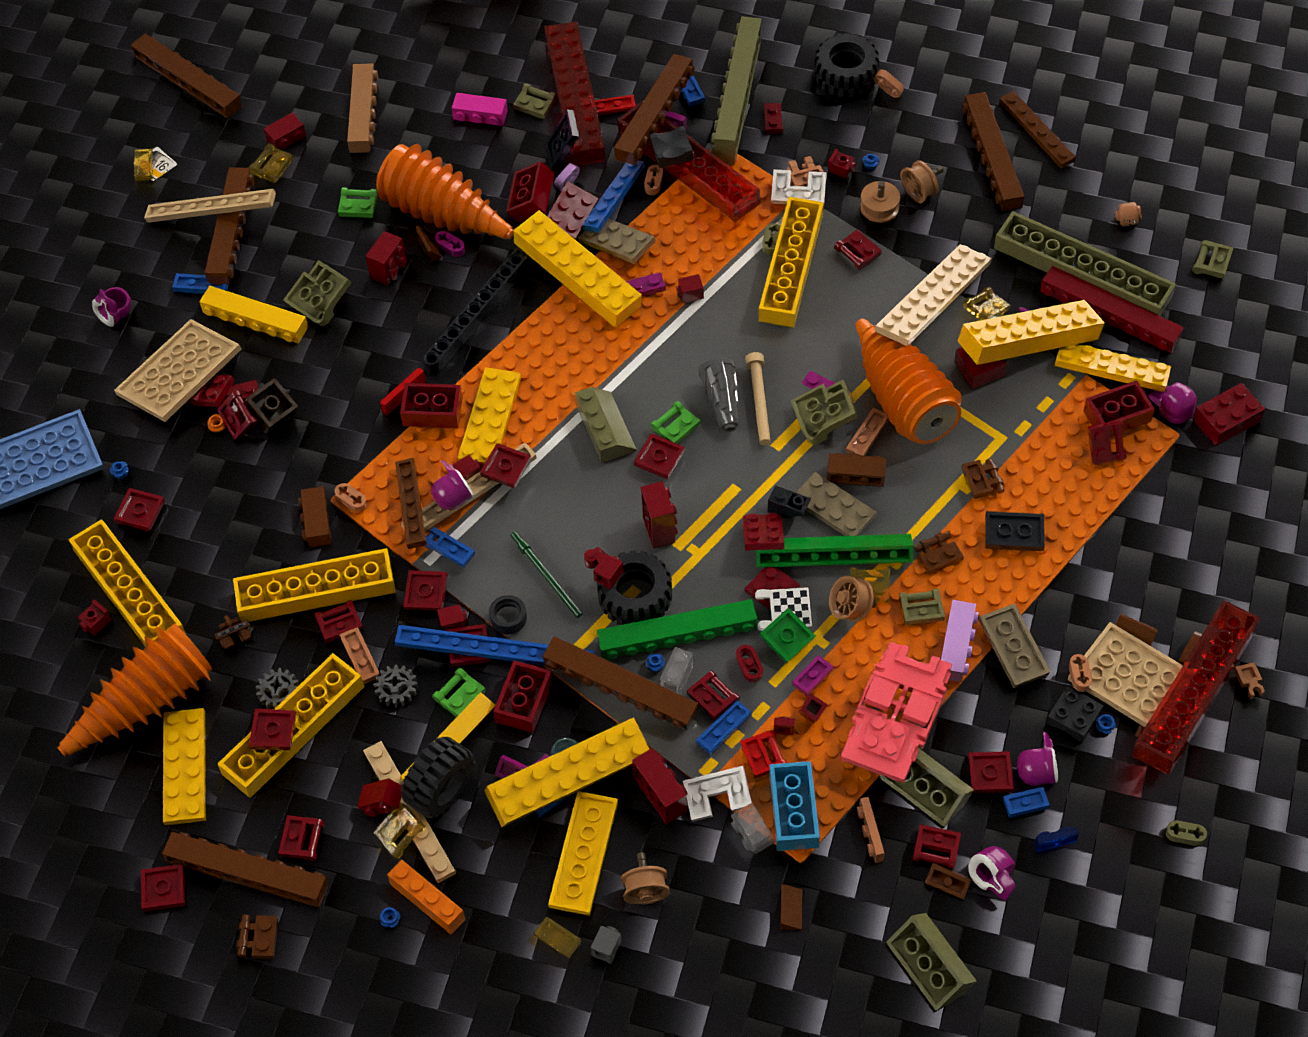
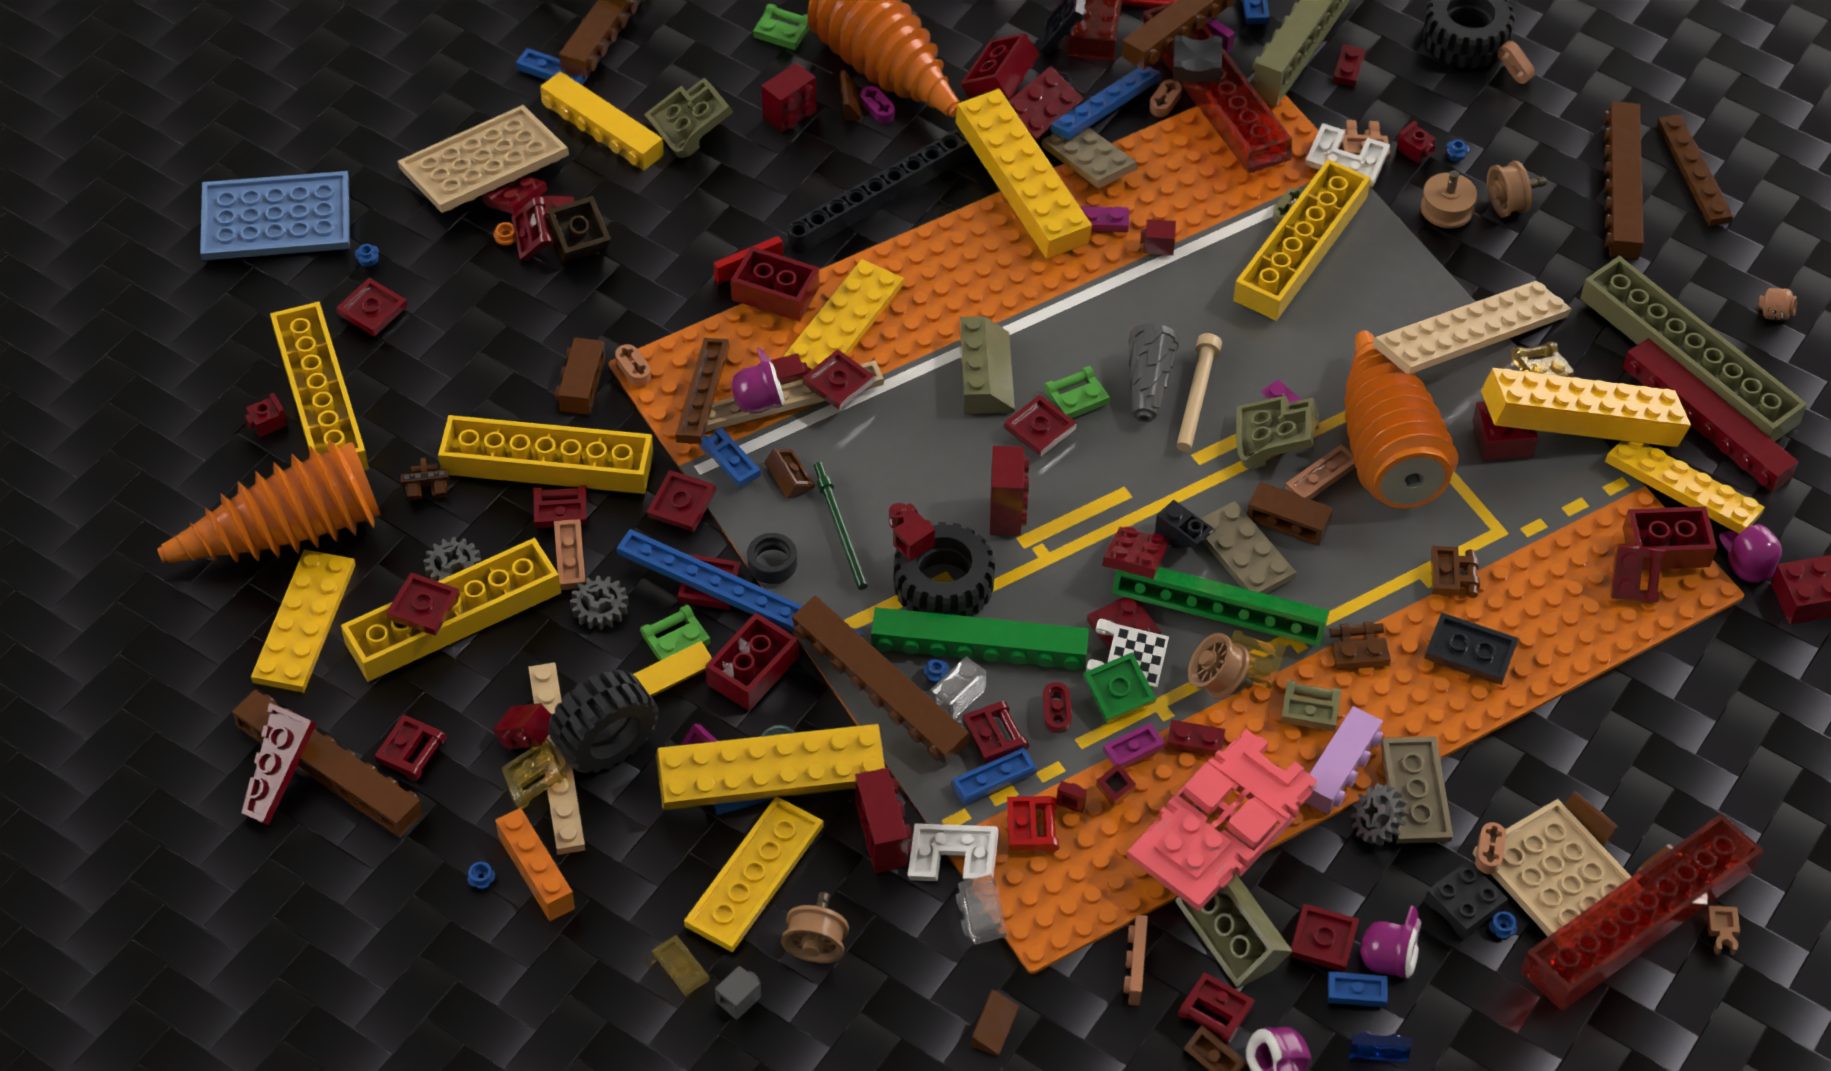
camera: 15 degrees right, 5 degrees down
(111, 305) = (434, 63): magenta piece -> none
(162, 887) = (218, 753): dark red plate -> none
(211, 871) = (281, 750): none -> wing
(264, 936) = (317, 852): reddish brown plate -> none
(452, 617) = (702, 541): dark red brick -> none
(494, 545) = (788, 472): none -> reddish brown slope
(568, 174) = (1060, 62): lavender beam -> none
(794, 806) = (1044, 897): dark azure brick -> none
(852, 655) = (1195, 737): none -> dark red plate
(861, 246) = (1402, 245): dark red plate -> none
(1000, 674) = (1377, 816): none -> dark grey gear

